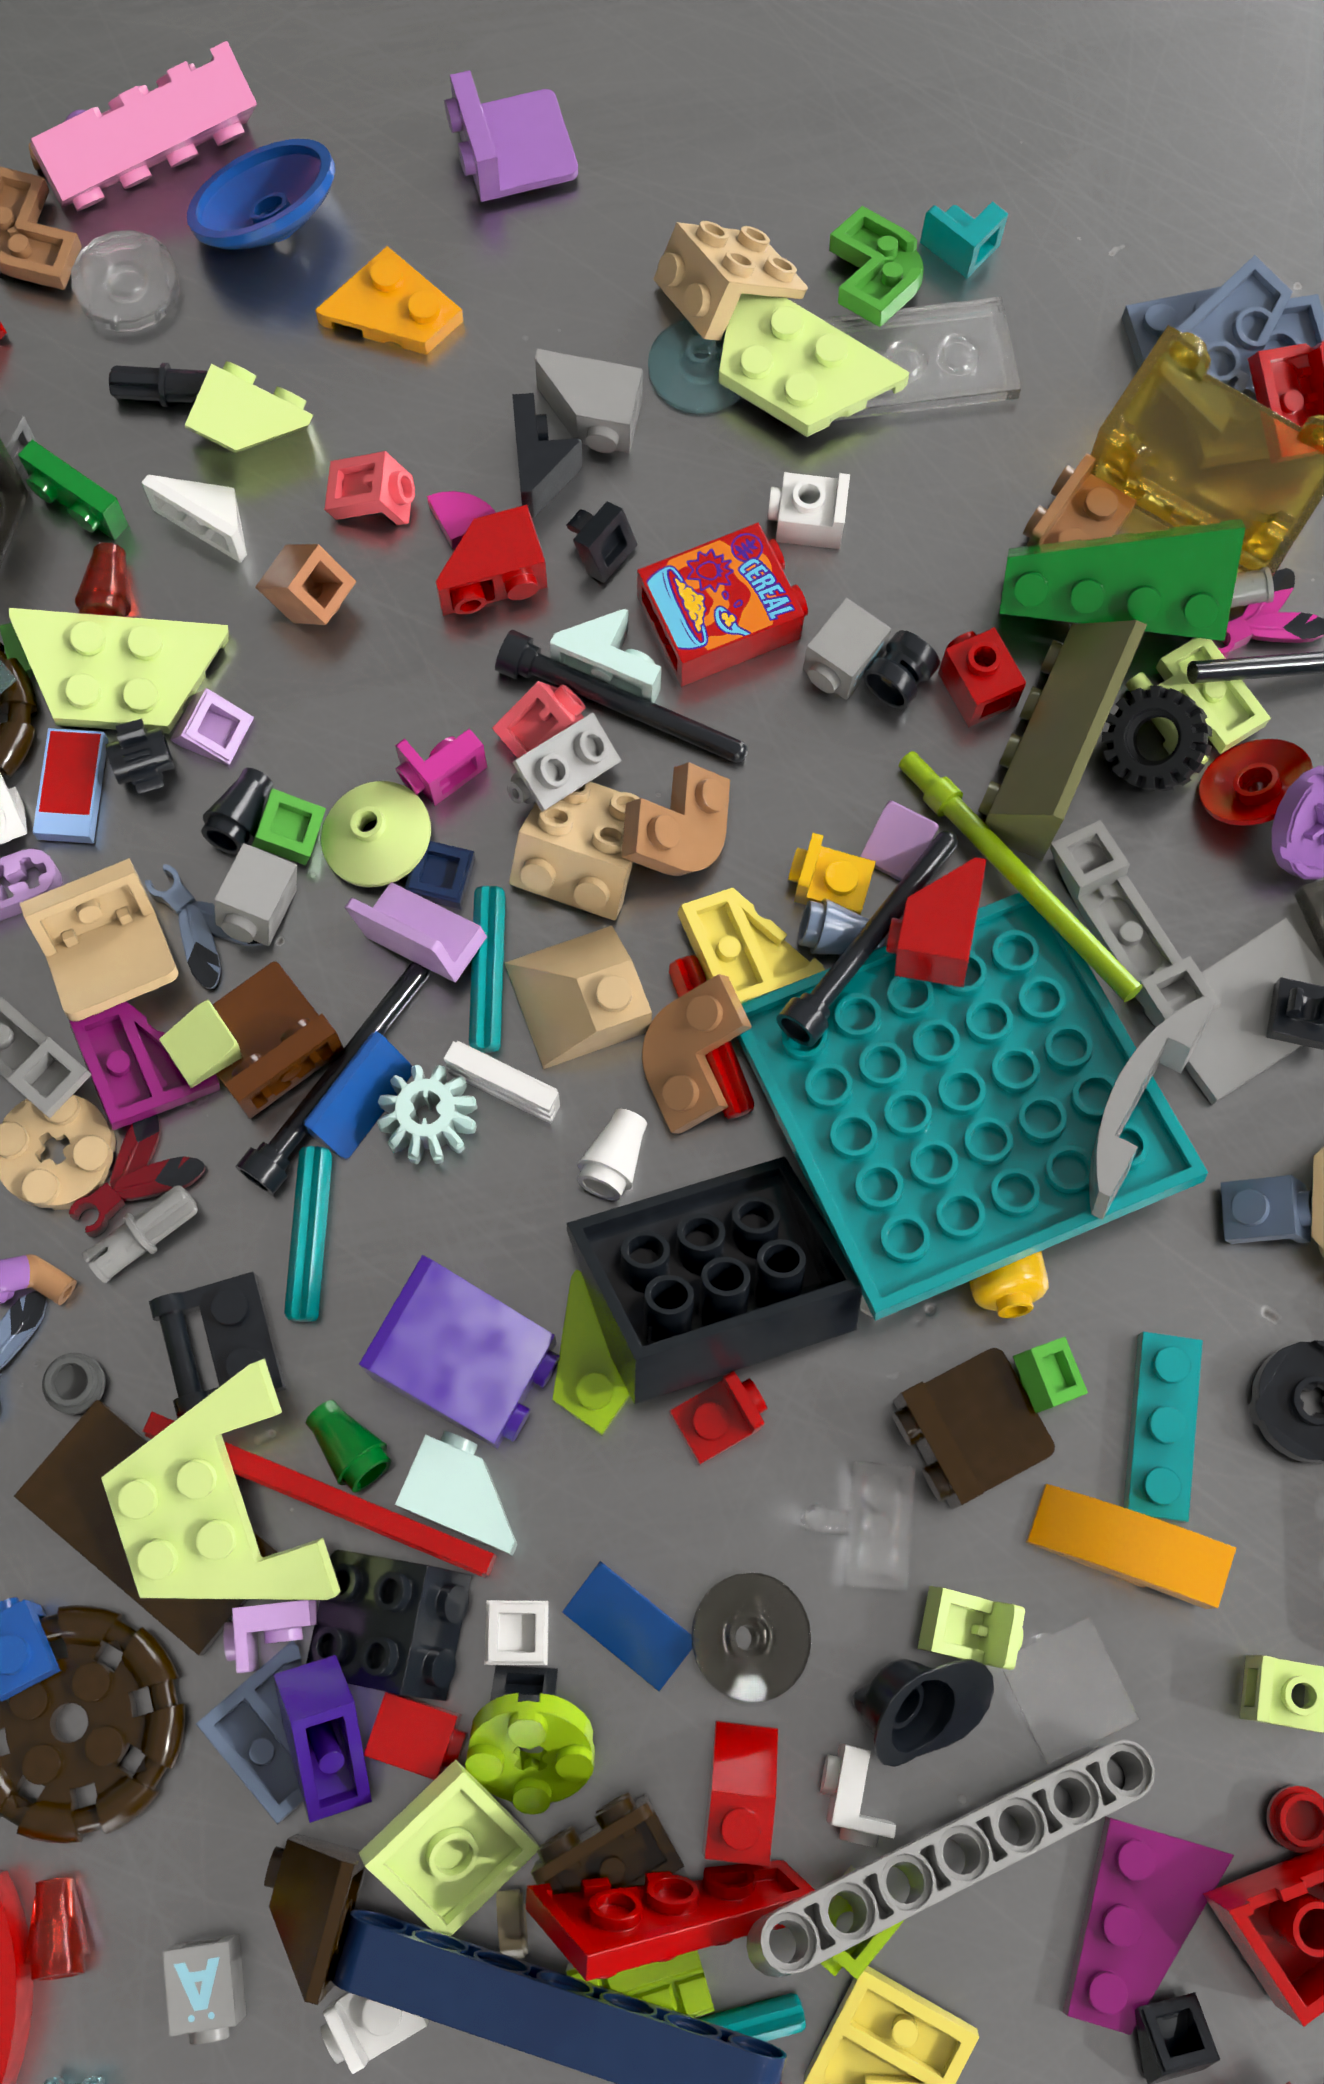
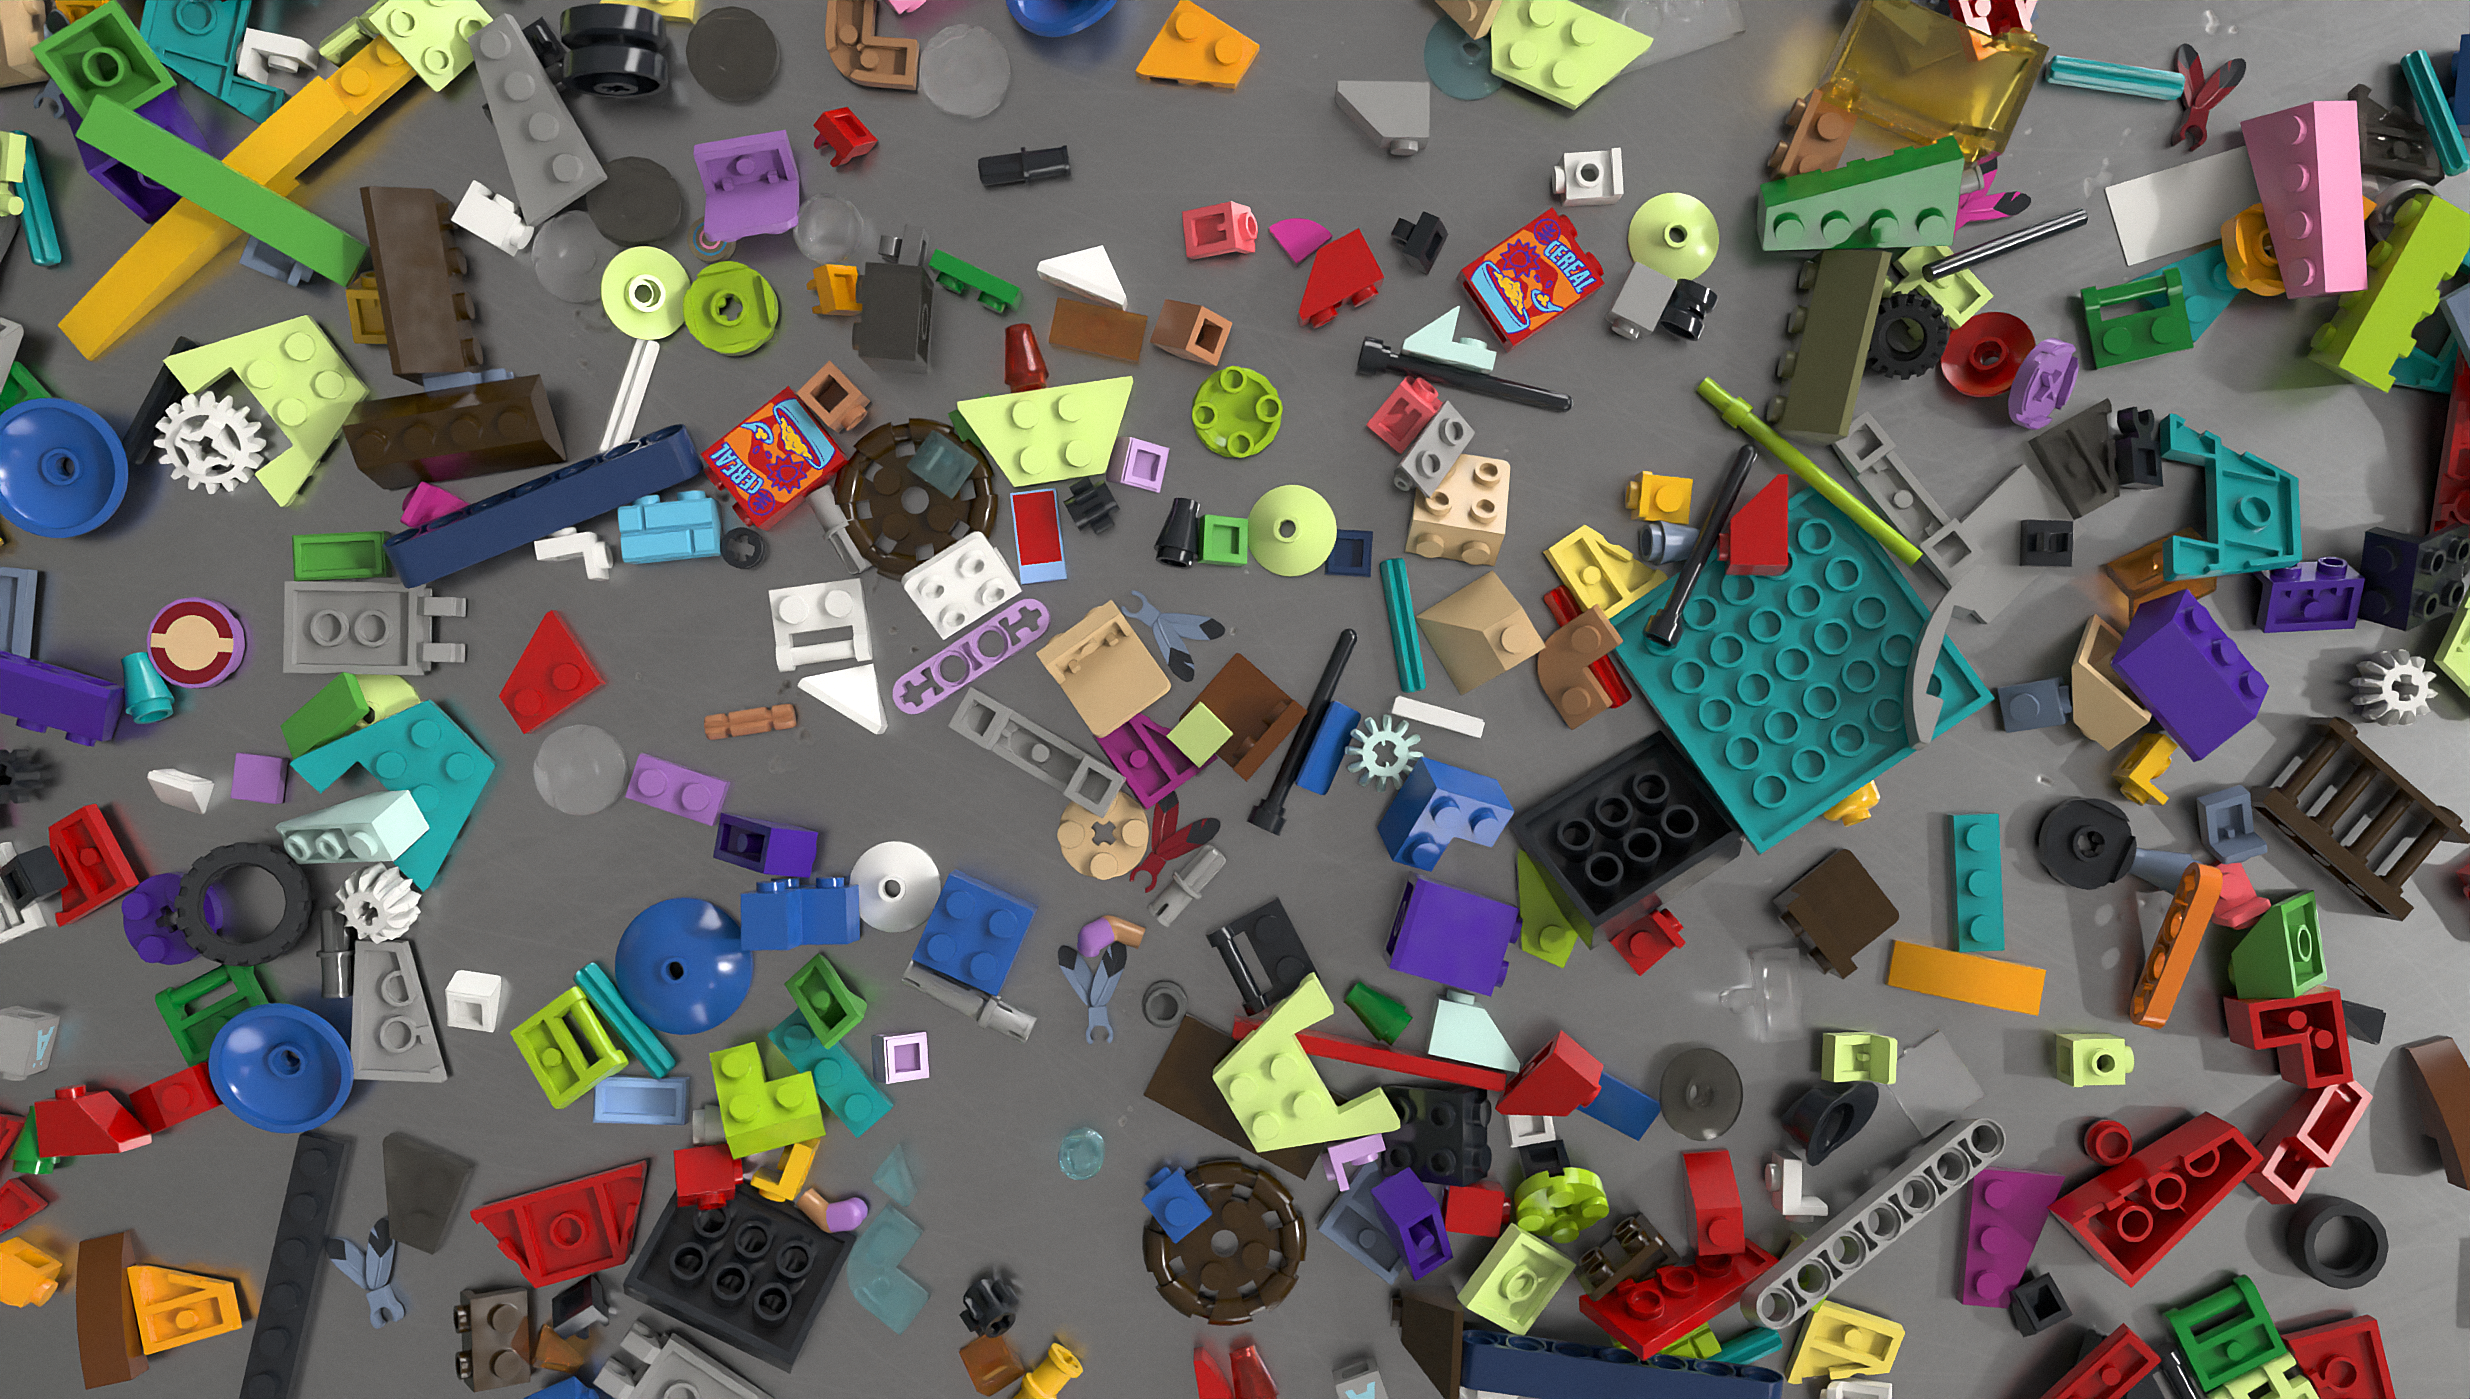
camera: 10 degrees left, 15 degrees up
(201, 569) = (1098, 330): none -> clear orange plate
(241, 414) = (1102, 187): yellowish green slope -> none
(255, 895) = (1212, 606): light grey brick -> none
(308, 1234) = (1312, 860): teal axle -> none
(341, 688) = (1236, 412): none -> lime dish
(419, 930) = (1347, 607): lavender panel -> none
(447, 768) = (1339, 463): dark pink bracket -> none
(479, 1180) = (1442, 804): none -> blue brick
(512, 1923) = (1567, 1318): dark tan tile -> none
(542, 463) = (1354, 184): black slope -> none
(554, 1573) = (1553, 1081): none -> red slope
(613, 1157) = (1531, 758): white cone -> none
(685, 835) = (1546, 482): medium nougat plate -> none
(899, 840) = (1708, 458): lavender slope -> none
(921, 611) = (1650, 239): none -> yellowish green dish
(981, 676) = (1752, 302): red brick -> none
(1050, 1374) = (1888, 862): bright green plate -> none

